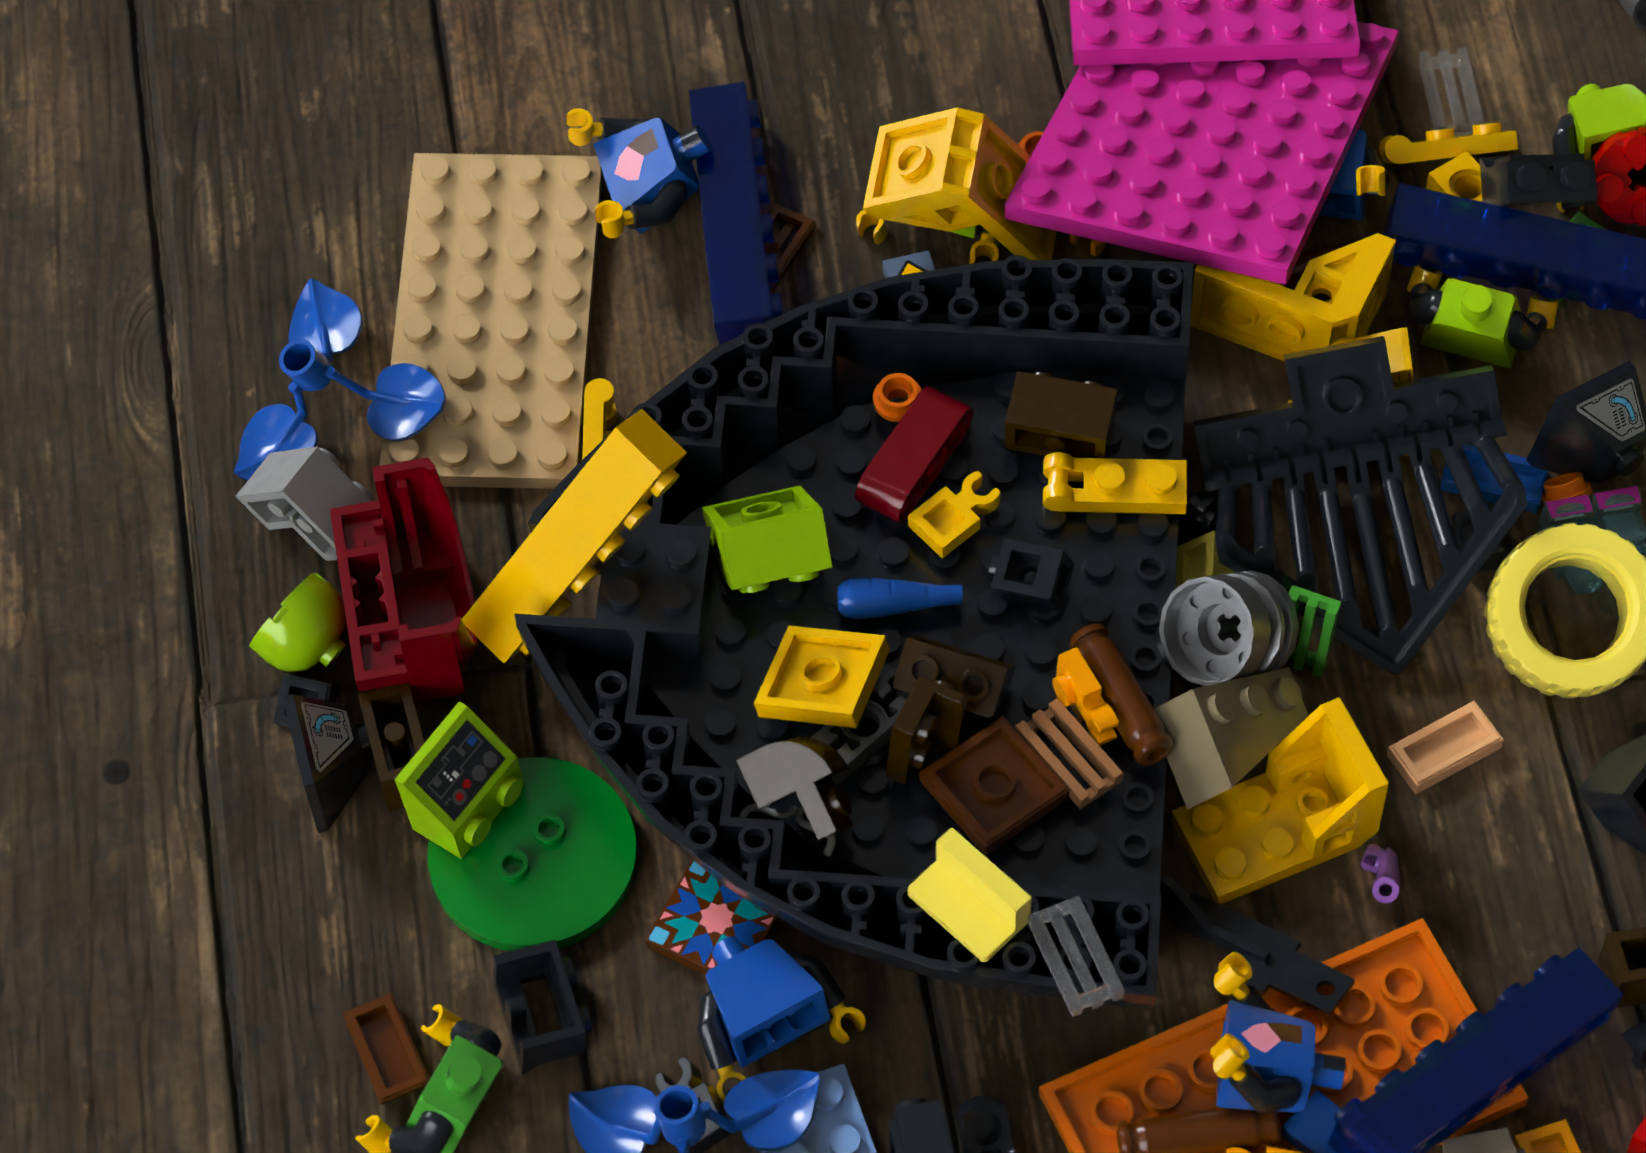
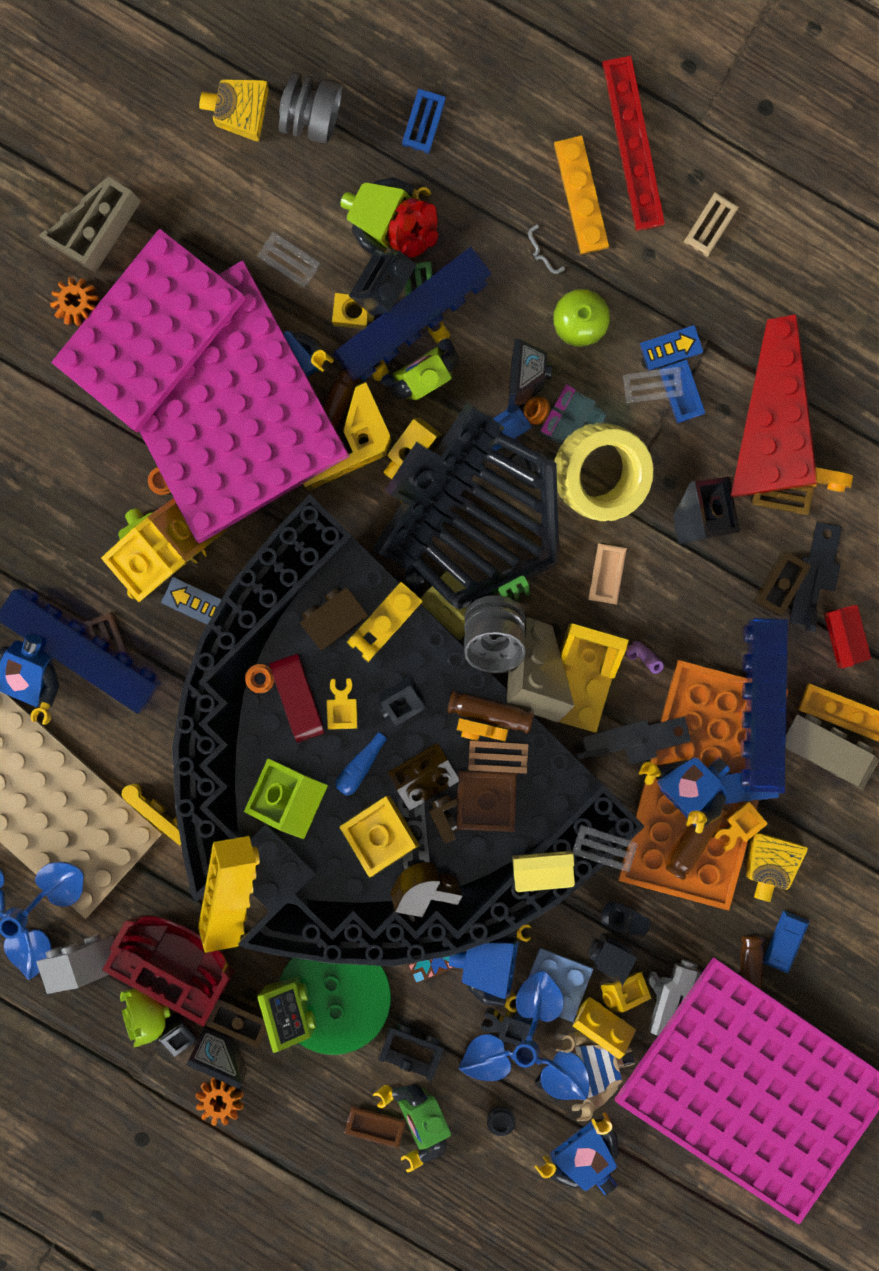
camera: 55 degrees left, 30 degrees up
(250, 797) = (209, 1101): none -> orange gear
(1444, 144) = (319, 294): yellow plate -> none

